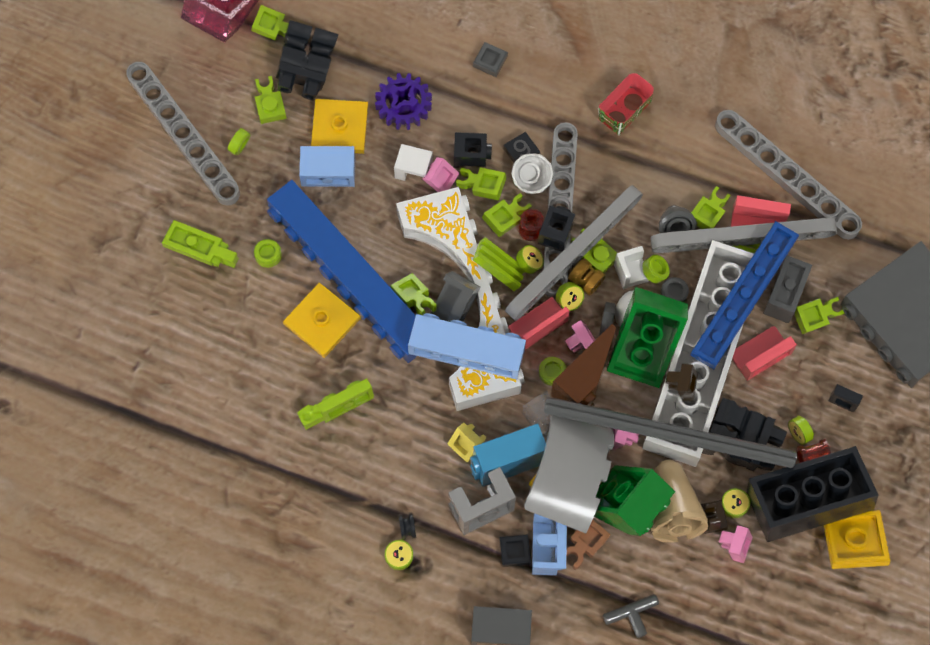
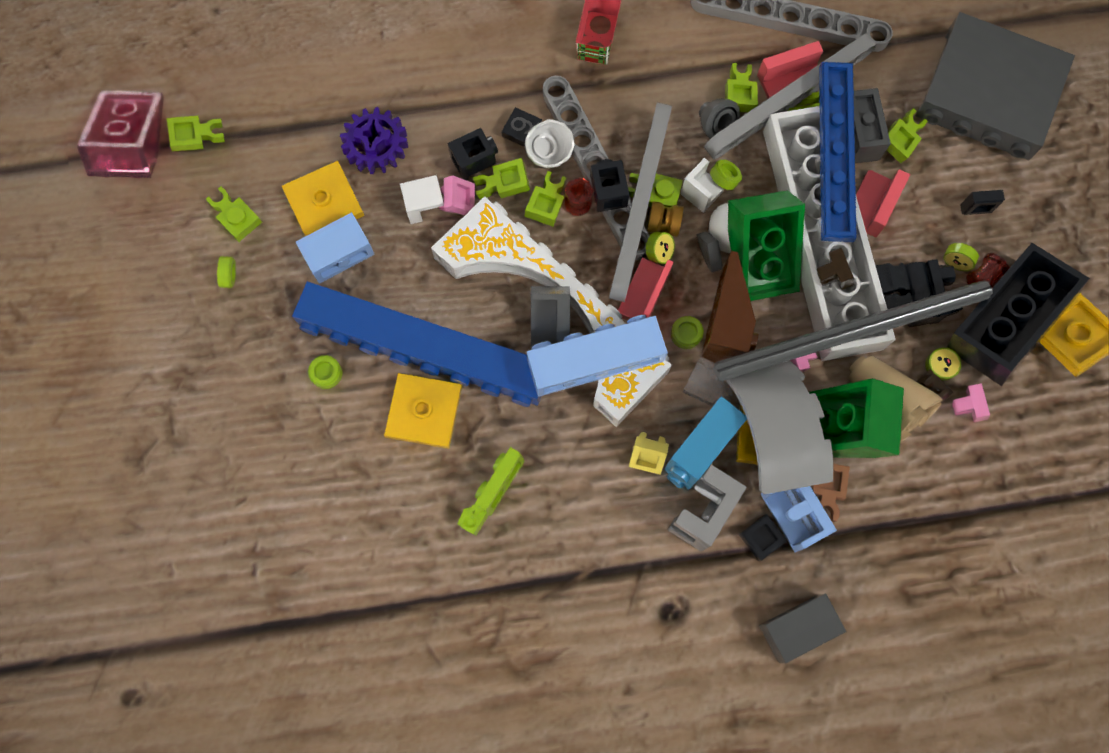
camera: 30 degrees left, 5 degrees up
(186, 144) = (149, 284): light grey beam -> none
(199, 245) = (246, 404): lime hinge -> none
(301, 68) = (249, 161): black hips -> none
(399, 554) = (650, 611): light yellow tile -> none
(407, 526) = (642, 577): black bush -> none
(414, 293) = (504, 331): lime plate -> none
(490, 59) = (436, 54): dark grey tile -> none
(498, 264) = (572, 253): lime tile -> none
(530, 259) = (597, 232): tile -> none
(581, 339) = (698, 282): bright pink tile -> none
(632, 612) = (914, 532): dark grey piece -> none
(675, 289) = (755, 184): dark grey tile -> none

